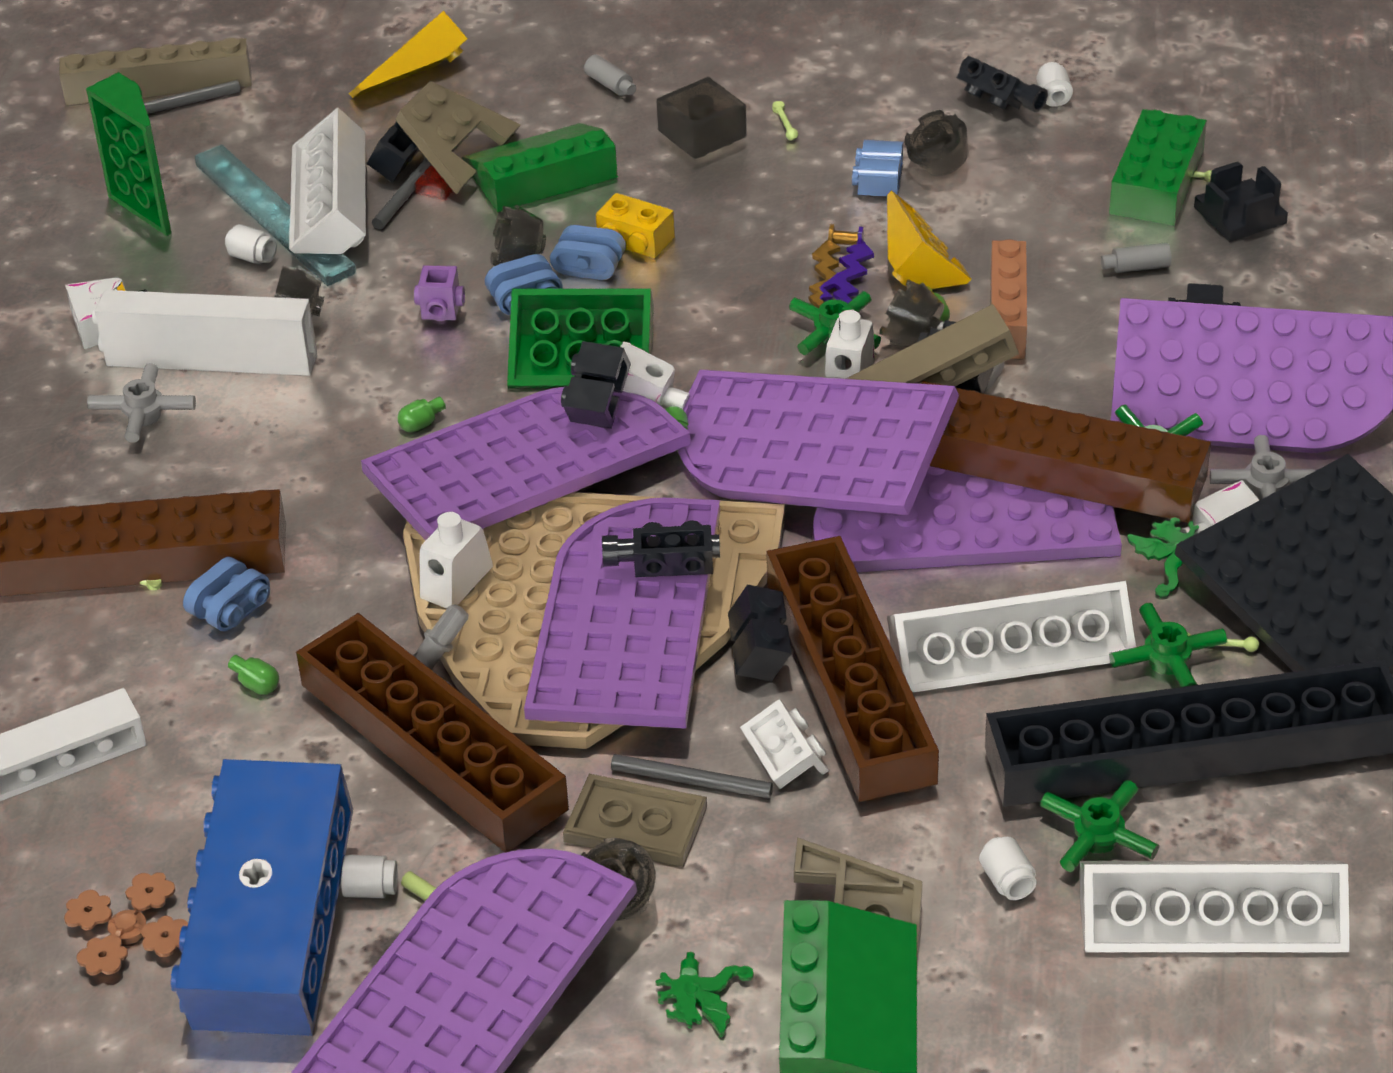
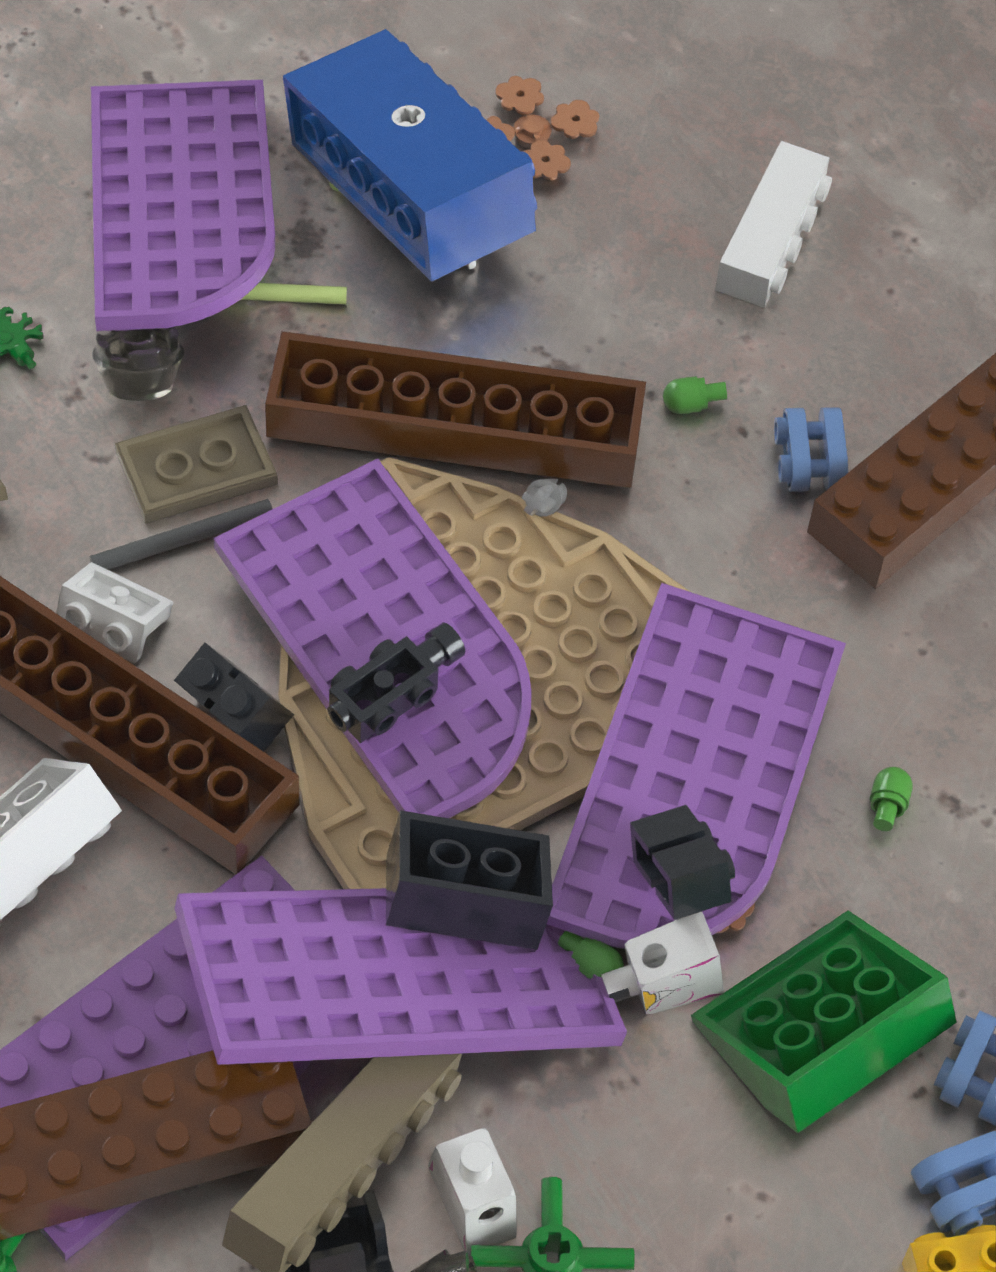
camera: 135 degrees right, 15 degrees up
(368, 876) = (372, 264): white brick -> none
(452, 560) = (605, 556): white torso -> none
(719, 453) = (468, 880): none -> black brick

